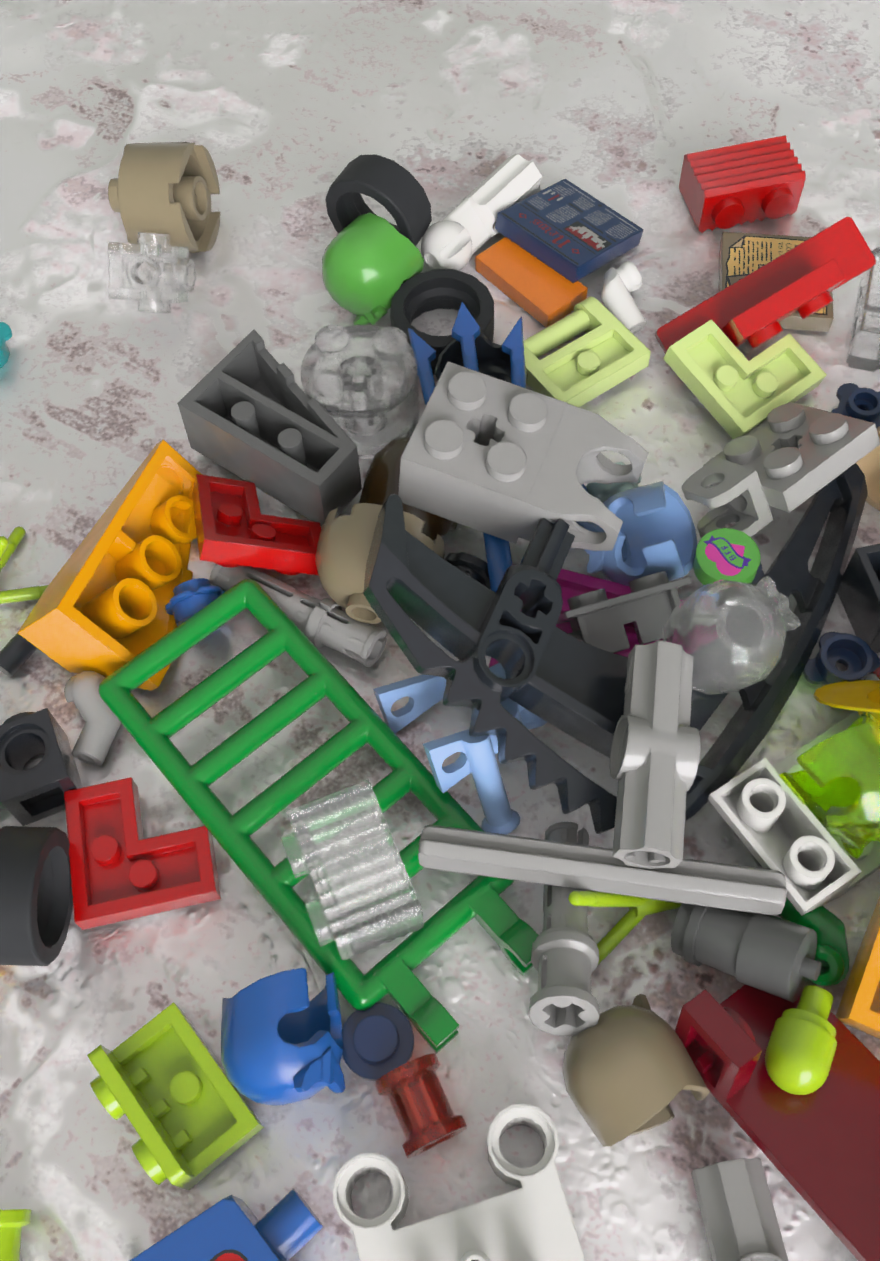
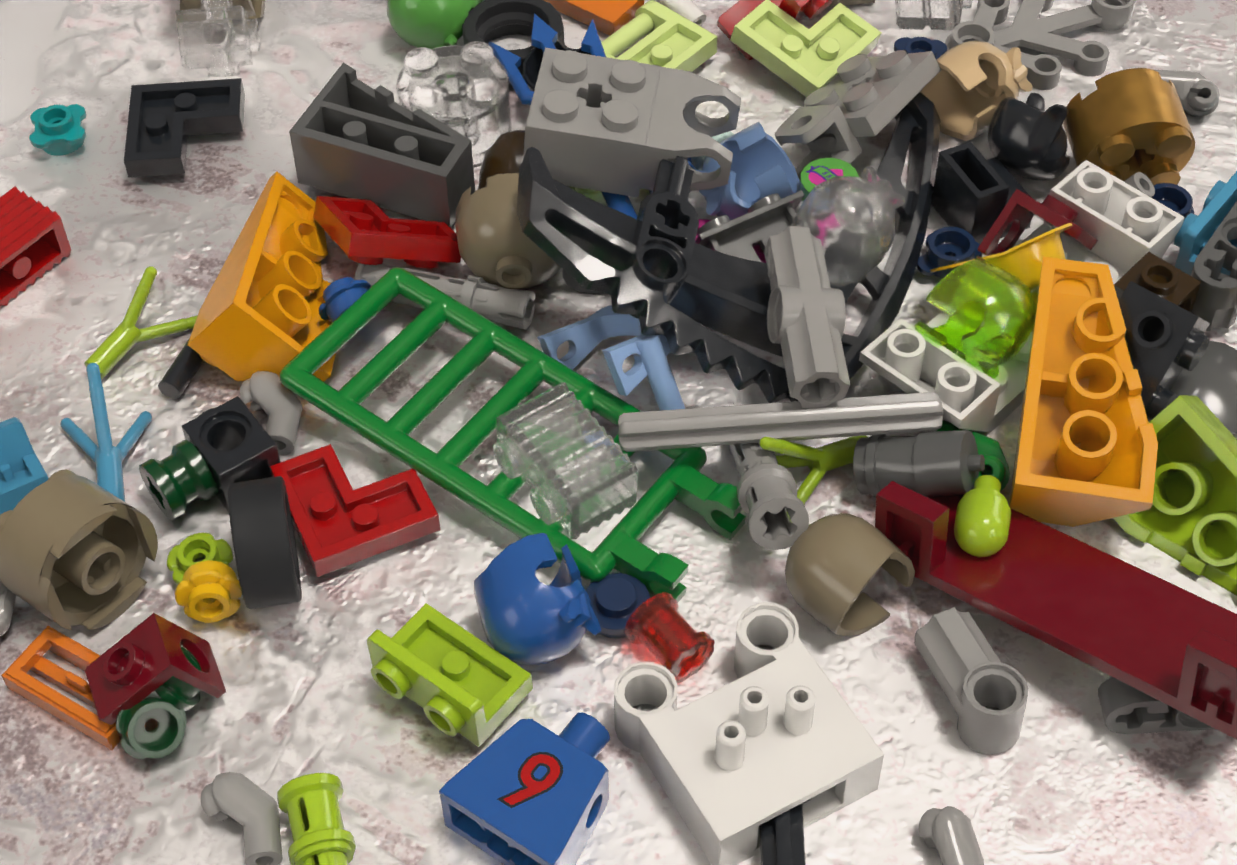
camera: 15 degrees left, 10 degrees down
(85, 348) = (169, 112): none -> black plate

